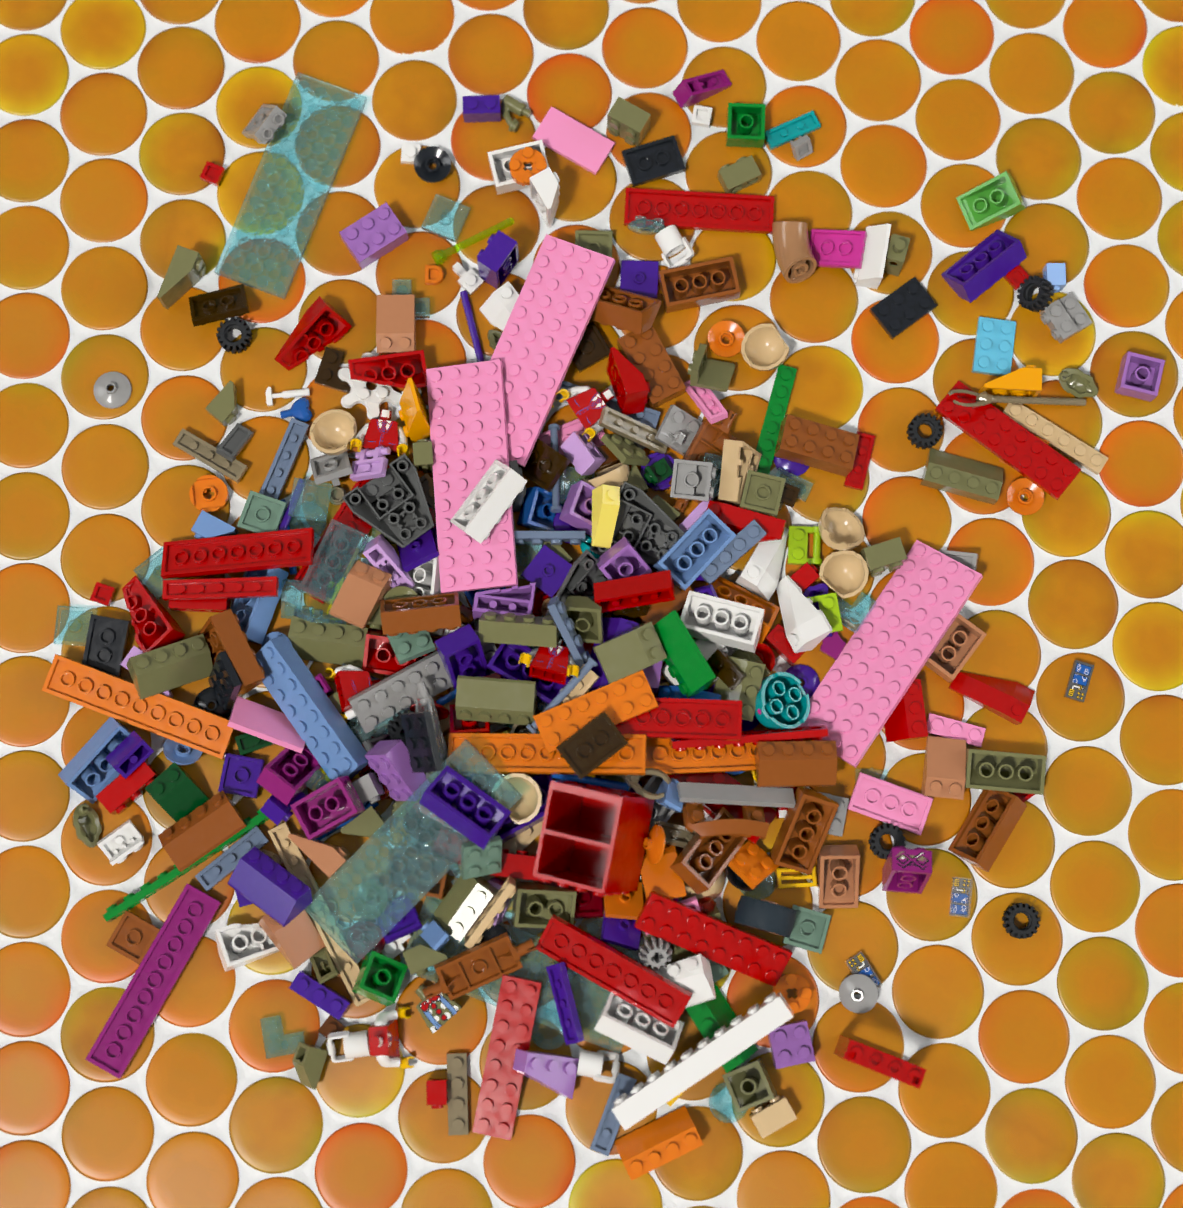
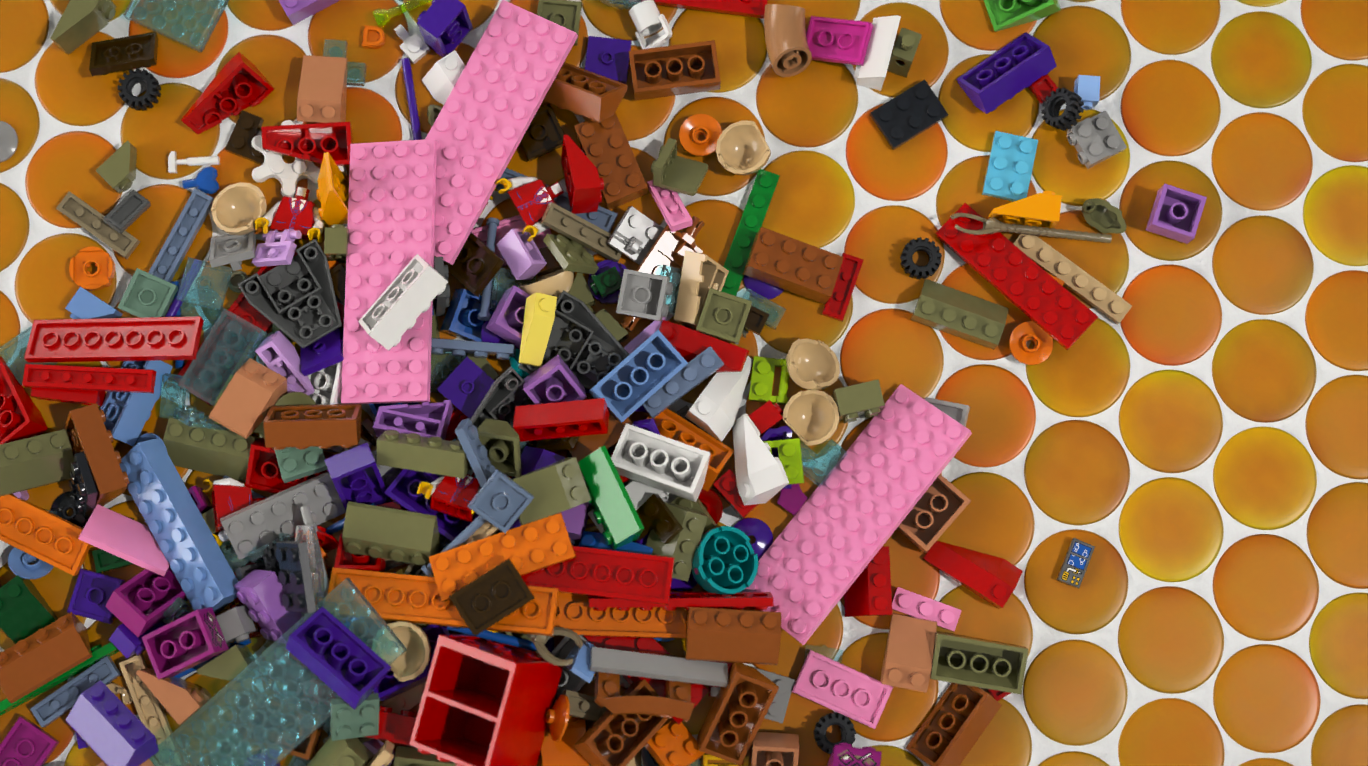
camera: 10 degrees right, 0 degrees up
(592, 663) = (500, 501): none -> sand blue tile

